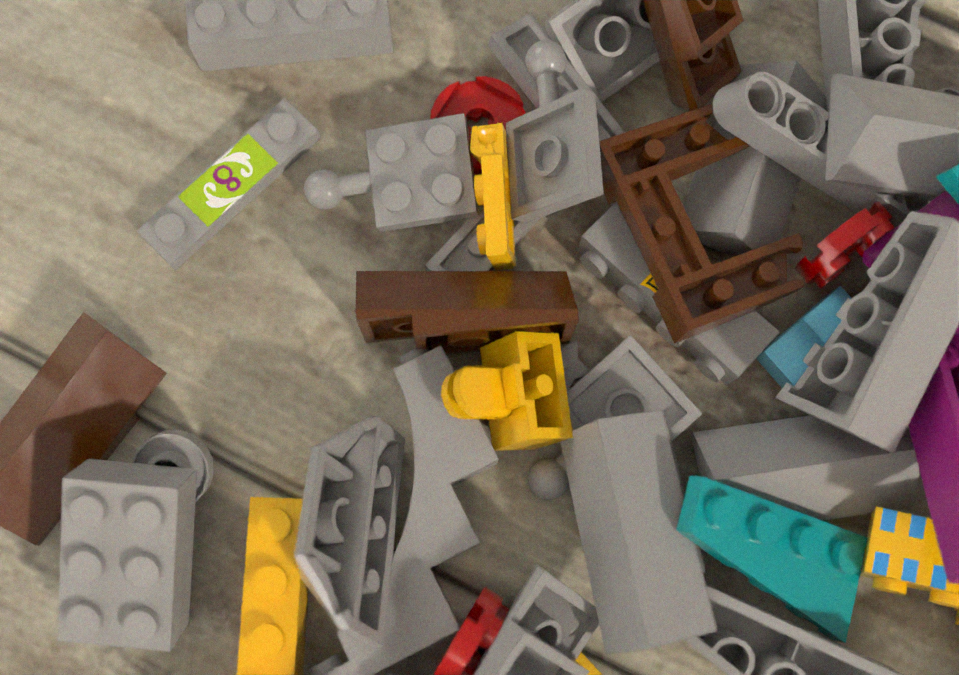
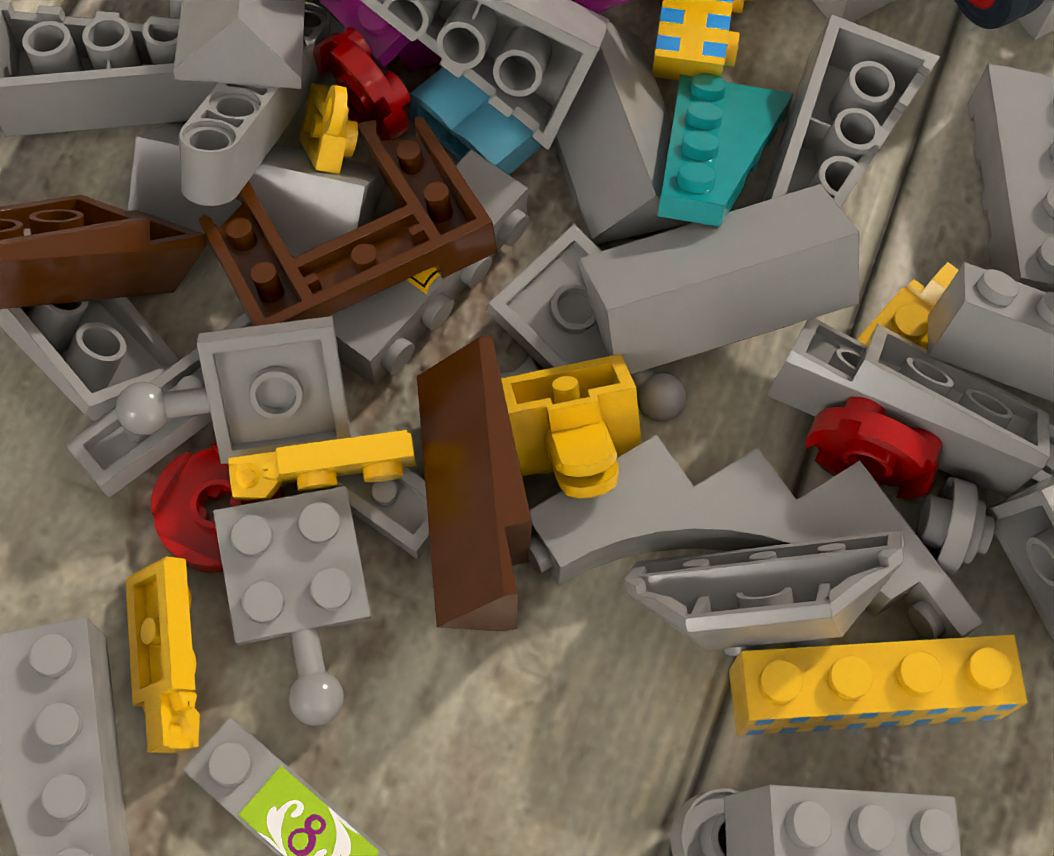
camera: 95 degrees left, 10 degrees down
(366, 85) = (163, 655): none -> yellow hinge
(801, 215) = (326, 128): none -> yellow hinge

